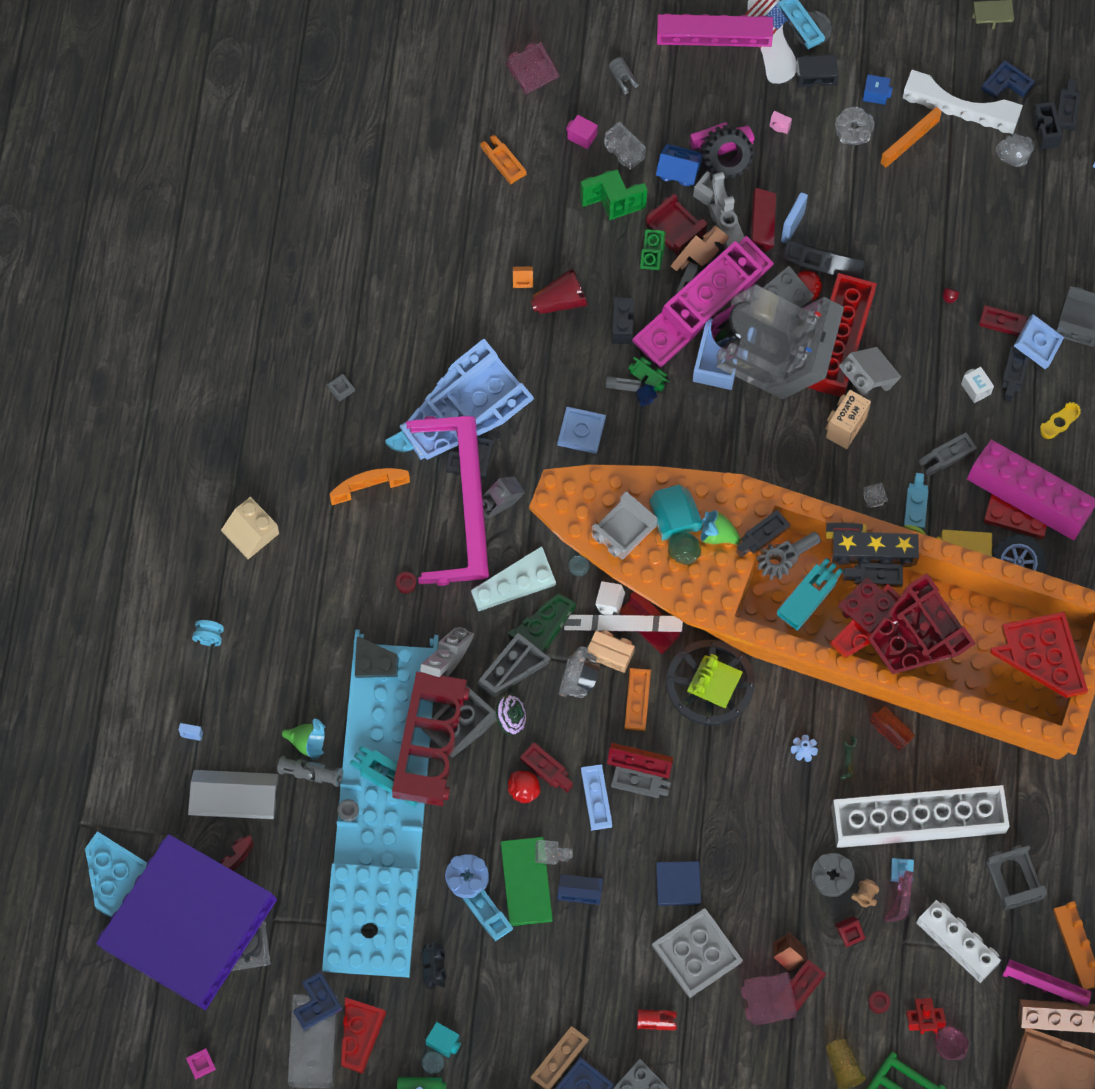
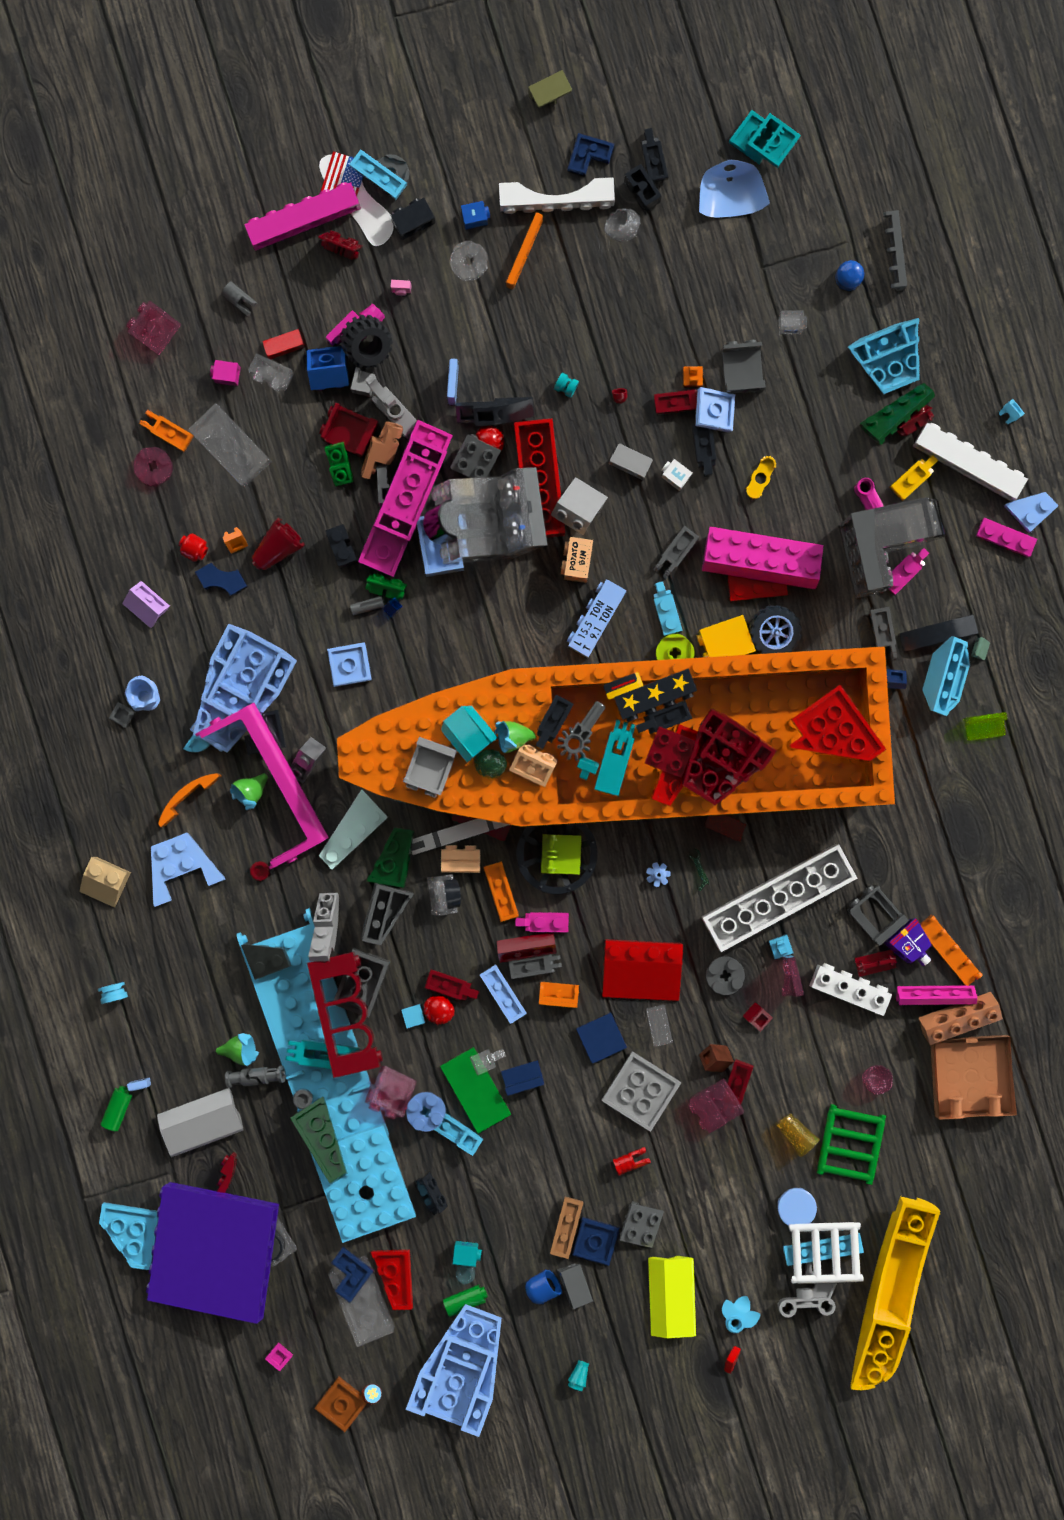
camera: 20 degrees left, 20 degrees up
(157, 746) = (116, 1108): none -> green brick
(329, 537) = (177, 858): none -> light blue wing
(349, 852) = (319, 1135): none -> dark green wing
(370, 373) = (142, 694): none -> light blue hair
(410, 298) = (145, 604): none -> lavender panel
(430, 501) = (249, 790): none -> bright green hat
(439, 843) = (390, 1093): none -> clear pink plate
(471, 175) = (148, 456): none -> clear pink plate
(480, 267) = (193, 547): none -> red head
(495, 782) = (413, 1016): none -> medium azure tile
(500, 311) = (213, 577): none -> dark blue tile
(511, 714) = (401, 954): dish -> none
(557, 192) = (230, 445): none -> clear brick
(610, 598) = (440, 819): white brick -> none
(613, 194) = (281, 427): green bracket -> none
(648, 130) = (283, 344): none -> slope
(652, 822) = (558, 994): none -> orange hinge
(668, 745) = (544, 922): none -> dark pink hinge
(726, 565) = (533, 764): none -> light nougat bracket
(743, 69) = (333, 239): none -> dark red hinge
(743, 896) = (659, 1025): none -> clear tile
(749, 831) = (642, 969): none -> red slope
(763, 219) = (425, 394): dark red panel -> none
(778, 588) = (587, 766): none -> teal tile
(847, 478) = (596, 619): none -> light blue brick
(866, 893) = (759, 981): medium nougat brick -> none
(875, 495) = (628, 617): clear plate -> none
(879, 1002) = (804, 1066): dark red tile -> none
(902, 265) = (562, 383): none -> teal wheel
(927, 1013) = (848, 1063): red piece -> none
(936, 357) = (630, 461): none -> light grey panel
(995, 927) = (875, 962): none -> dark red hinge
(1028, 305) = (693, 376): none -> orange tile
(1039, 919) = (910, 943): none -> dark purple torso

